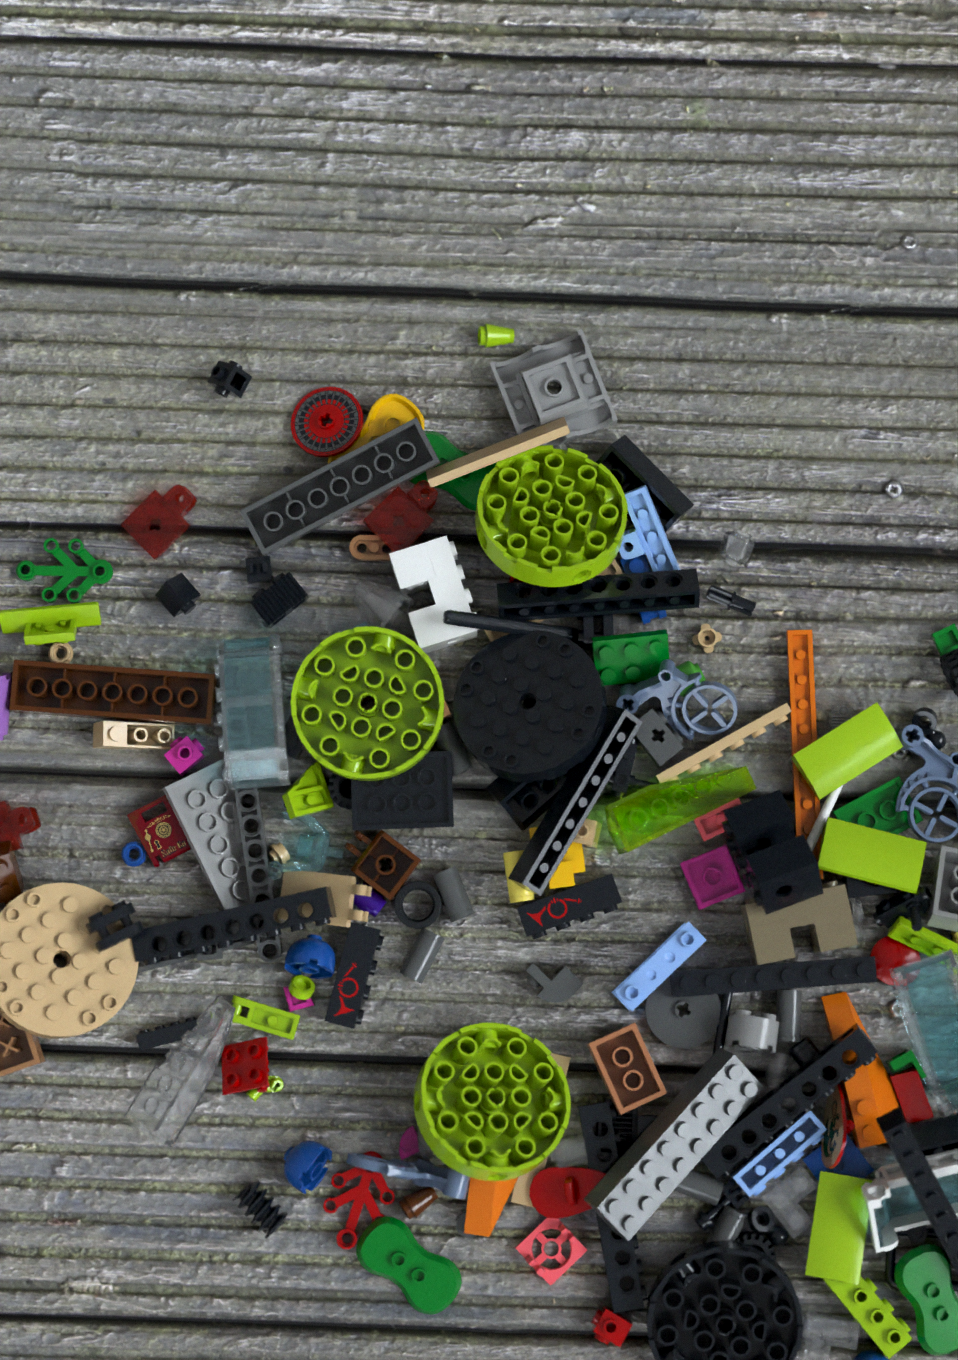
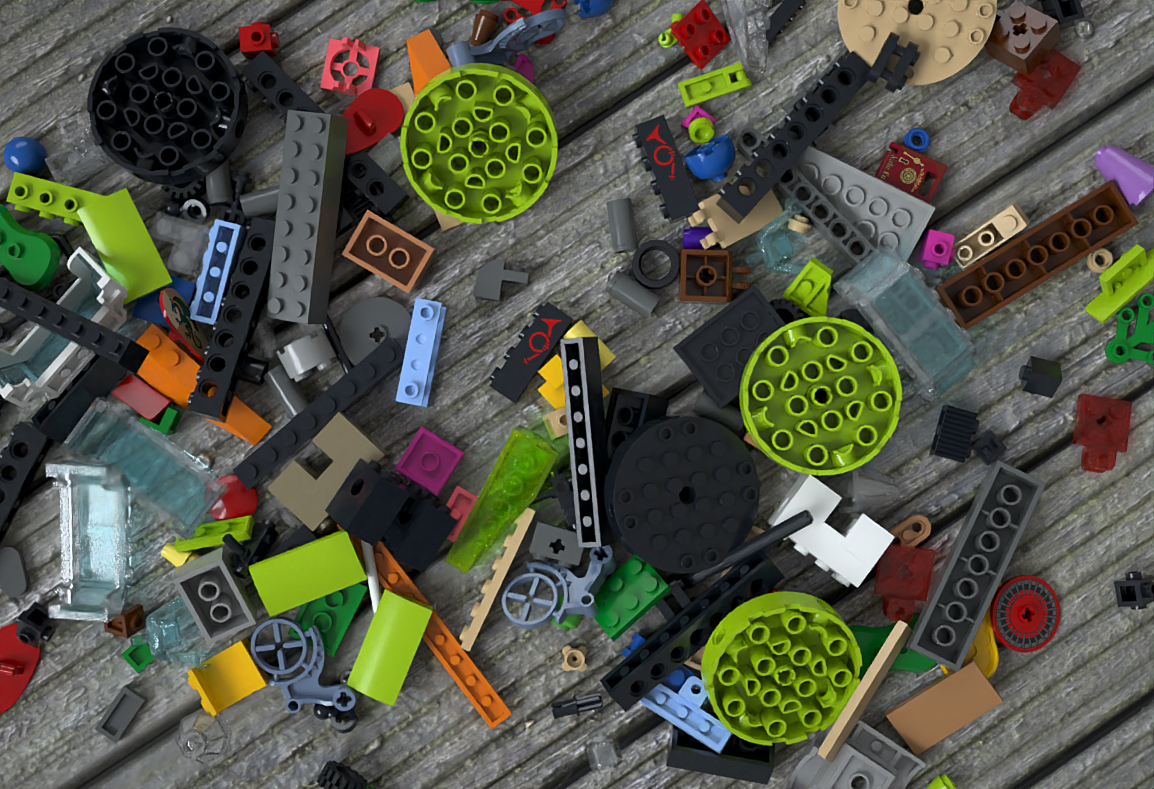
camera: 145 degrees right, 5 degrees up
(444, 396) = (944, 707): none -> medium nougat tile

